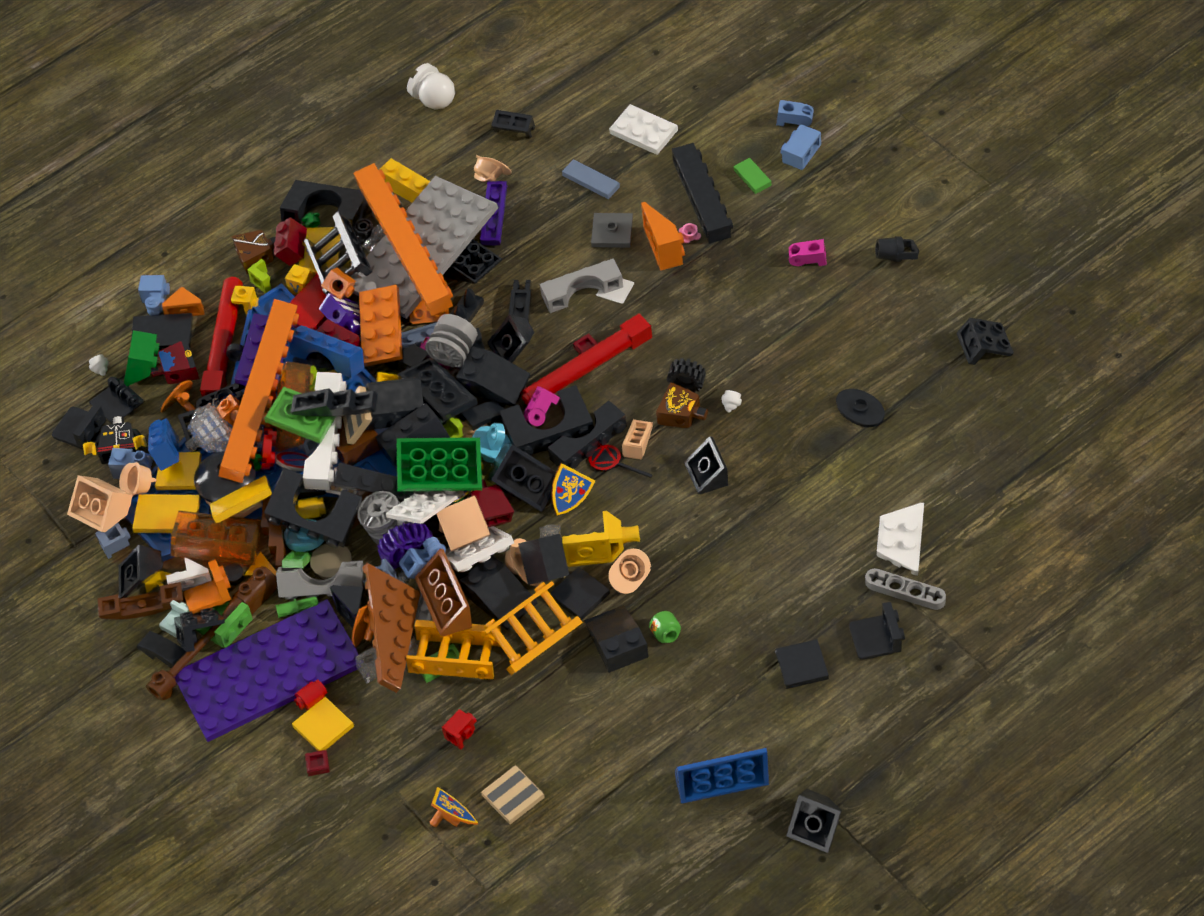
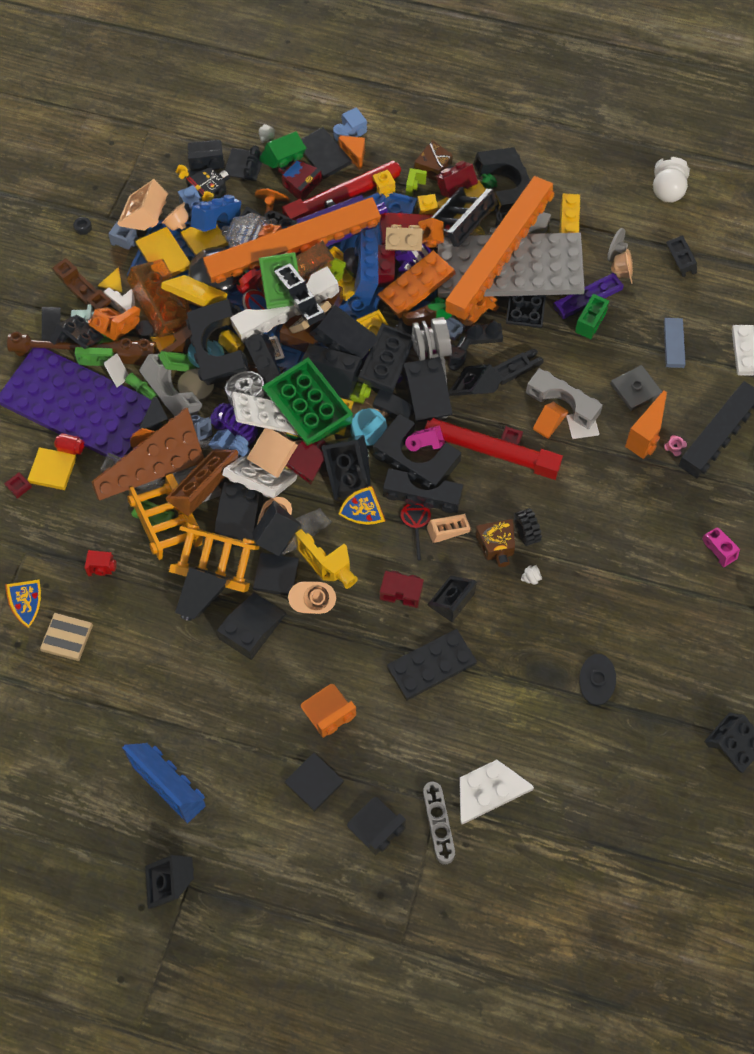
camera: 50 degrees right, 10 degrees up
(66, 571) = (82, 225): none -> black tile
(138, 569) = (108, 268): black slope -> none
(202, 595) = (101, 319): none -> orange bracket
(264, 613) = (116, 370): none -> white sticker
(333, 304) = (404, 238): none -> tan bracket
(419, 332) = (427, 313): none -> reddish brown animal
(466, 161) = (617, 245): none -> light grey piece
(519, 219) = (592, 316): none -> green brick
(557, 656) = (199, 592): none -> black slope
(592, 308) = (550, 419): none -> orange slope
(665, 627) = (281, 655): bright green head -> none
(670, 501) = (402, 588): none -> dark red brick
(744, 617) = (328, 710): none -> orange bracket
(757, 519) = (431, 664): none -> black plate

